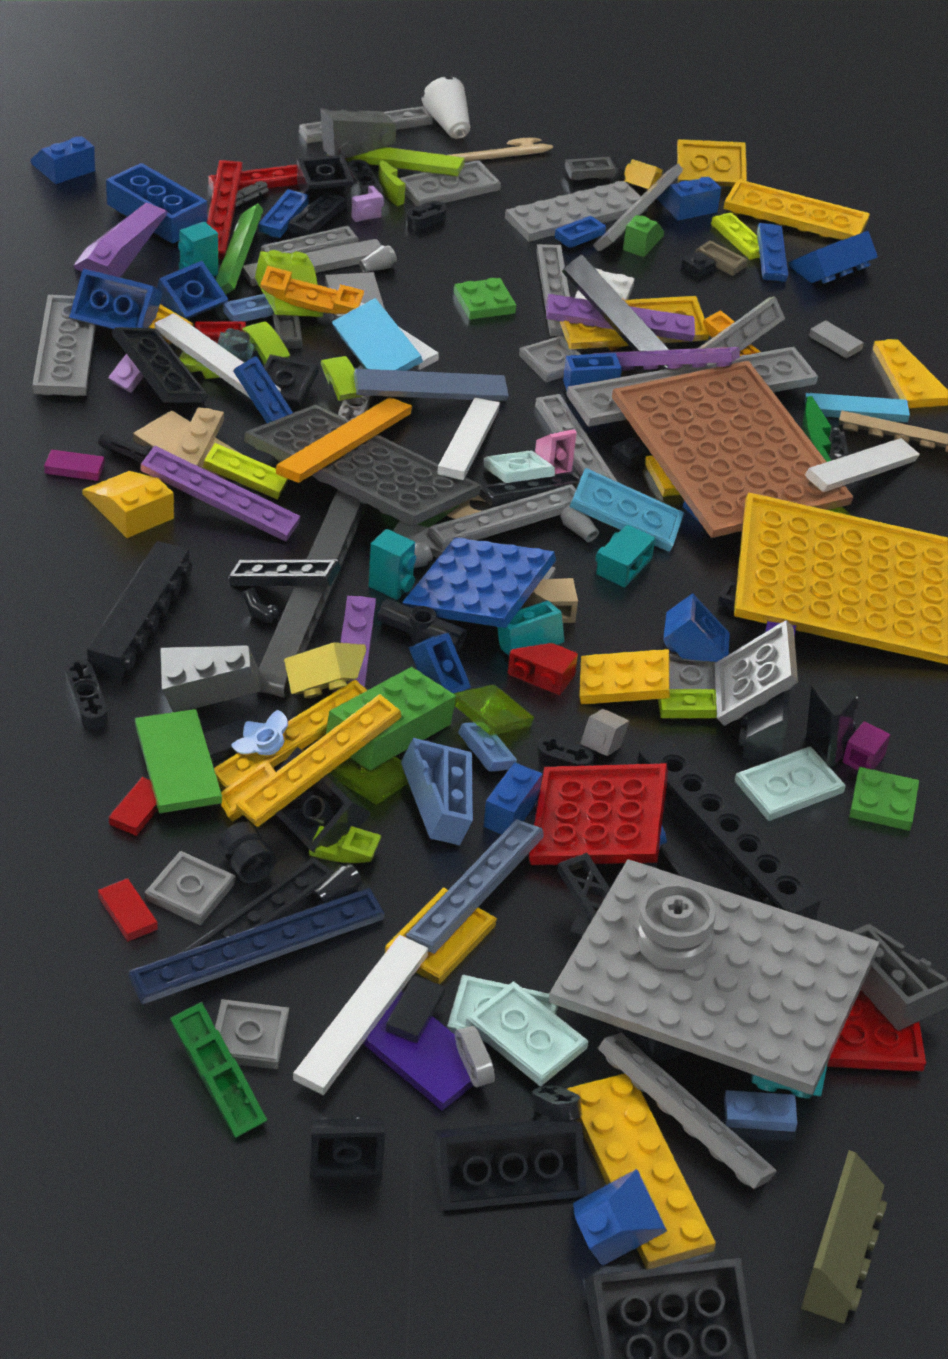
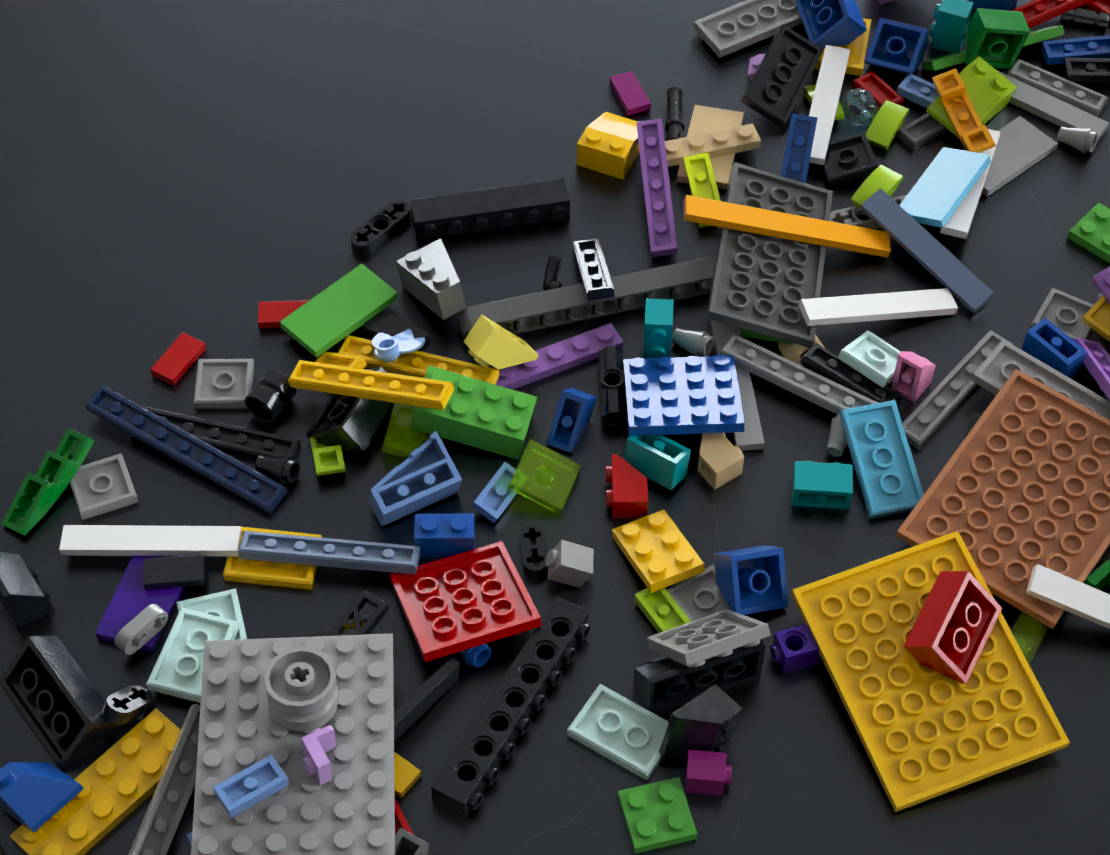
camera: 65 degrees right, 10 degrees up
(246, 233) = (996, 37): none -> green slope
(756, 943) = (314, 749): none -> lavender bracket
(762, 1002) = (251, 786): none -> medium blue plate
(833, 536) = (953, 625): none -> red slope

